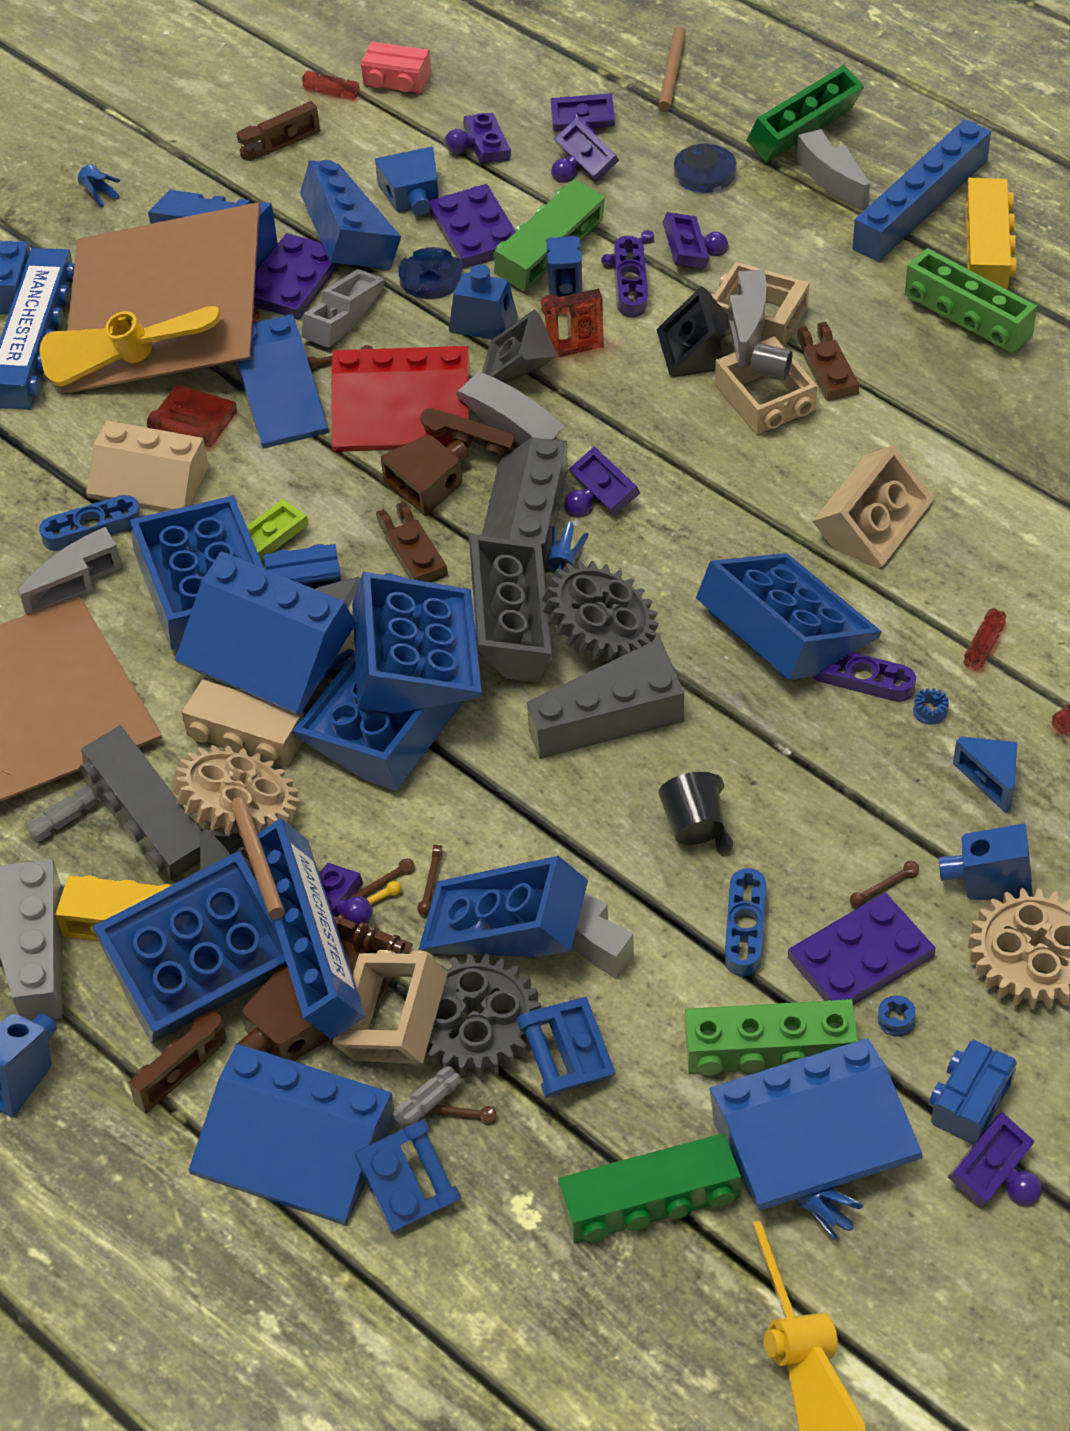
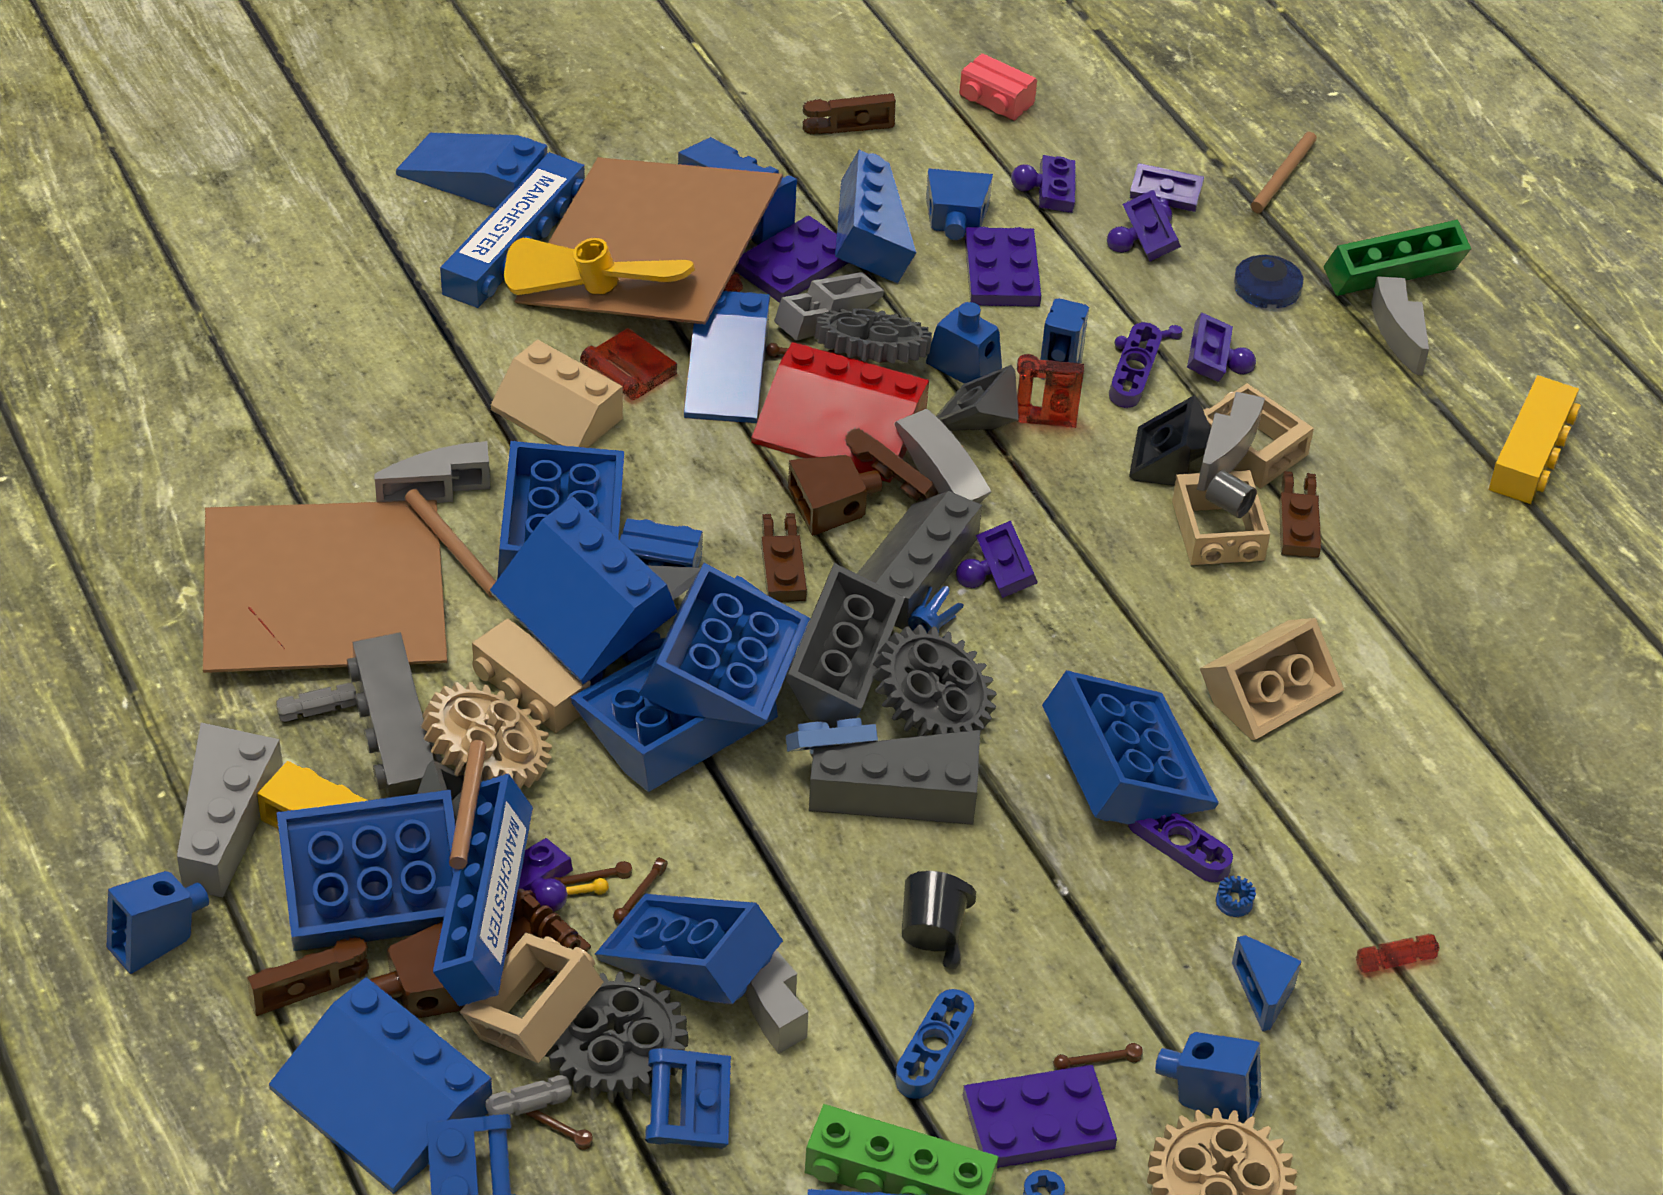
camera: 15 degrees right, 5 degrees down
(63, 522) = (453, 425): blue beam -> none
(93, 180) = (644, 105): blue piece -> none
(114, 628) = (450, 540): none -> medium nougat bar
(276, 527) = (653, 498): lime hinge -> none
(330, 85) = (925, 84): clear red axle -> none
(397, 322) = (873, 335): none -> dark grey gear
(430, 273) = (931, 297): clear blue tile -> none
(522, 691) = (820, 735): none -> medium blue plate
(570, 213) = (1101, 284): bright green brick -> none
(921, 190) = (1483, 372): blue brick -> none
(970, 300) = (1478, 500): bright green brick -> none
(985, 639) = (1326, 848): clear red axle -> none

